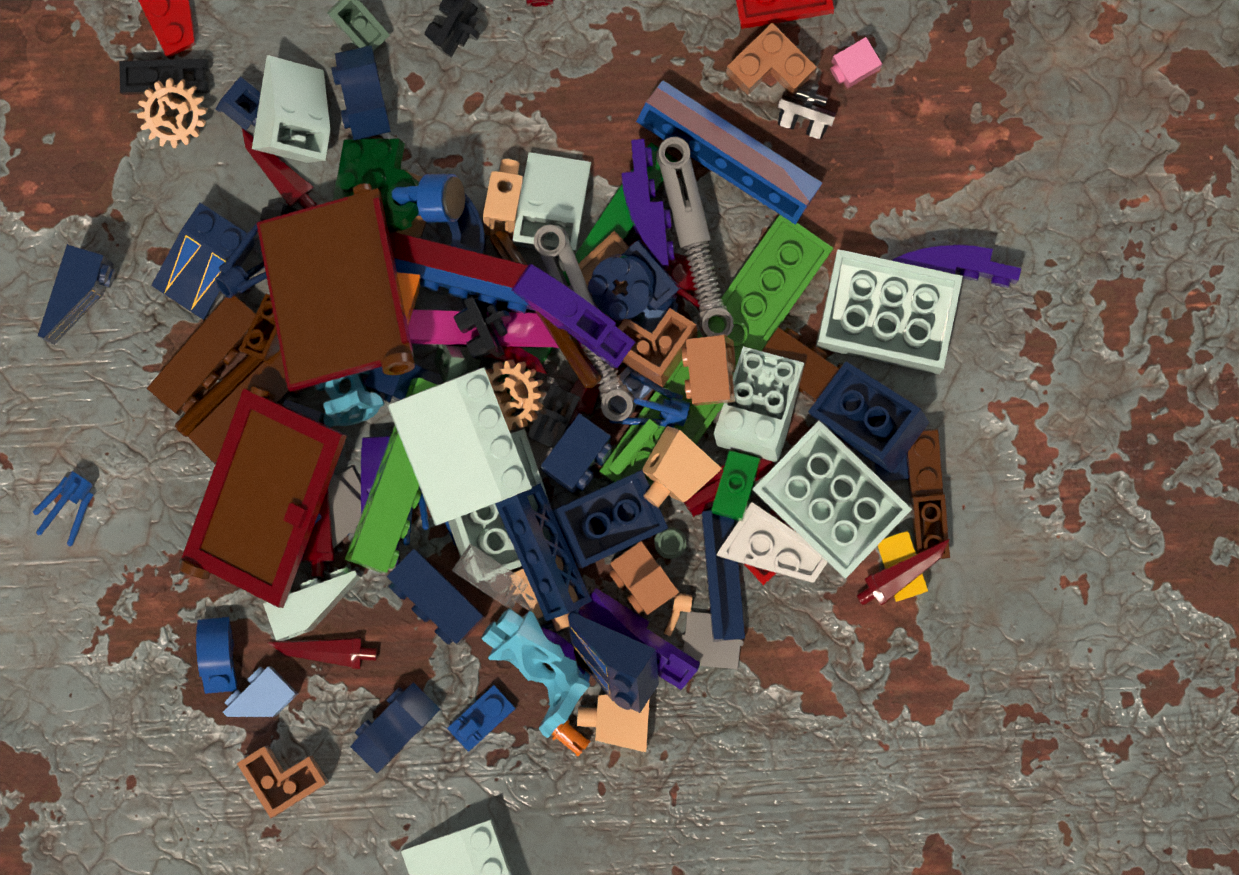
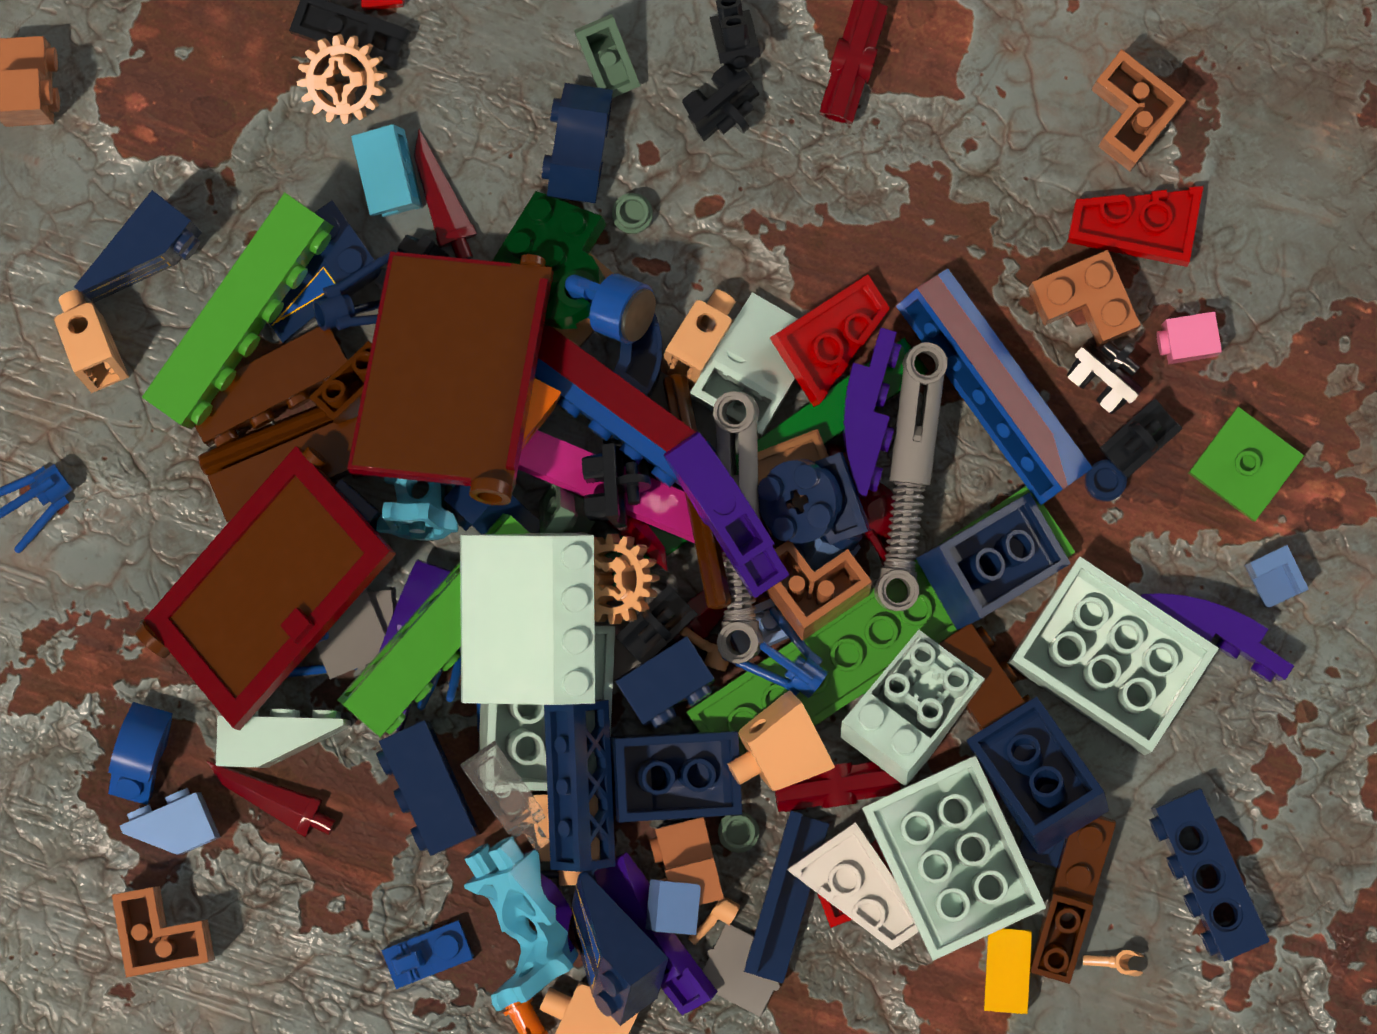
camera: 25 degrees right, 0 degrees up
(63, 373) = (88, 343): none -> light nougat torso
(164, 308) = (238, 312): none -> bright green brick
(230, 166) = (386, 171): none -> medium azure hinge
(239, 95) = (437, 90): dark blue brick -> none
(292, 112) = (486, 134): light aqua slope -> none
(319, 546) = (315, 669): dark red bar -> none
(395, 727) = (319, 925): dark blue brick -> none
(420, 129) = (632, 213): none -> sand green plate
(596, 162) = (829, 336): none -> red wing
(603, 422) = (713, 658): none -> light nougat hand
(634, 446) = (739, 699): bright green tile -> none
(644, 612) = (673, 907): none -> medium blue panel
(710, 369) = (867, 643): nougat brick -> none
(736, 485) = (844, 795): green plate -> none
(777, 277) = (993, 561): none -> dark blue slope
(835, 189) = (1104, 481): none -> dark blue tile
(848, 148) = (1140, 438): none -> black hips
(893, 579) = (989, 983): dark red bar -> none
(930, 138) = (1246, 464): none -> bright green plate
(978, 529) = (1119, 962): none -> light nougat hand
(984, 210) = (1276, 577): none -> medium blue panel
(1060, 468) = (1246, 928): none -> dark blue brick

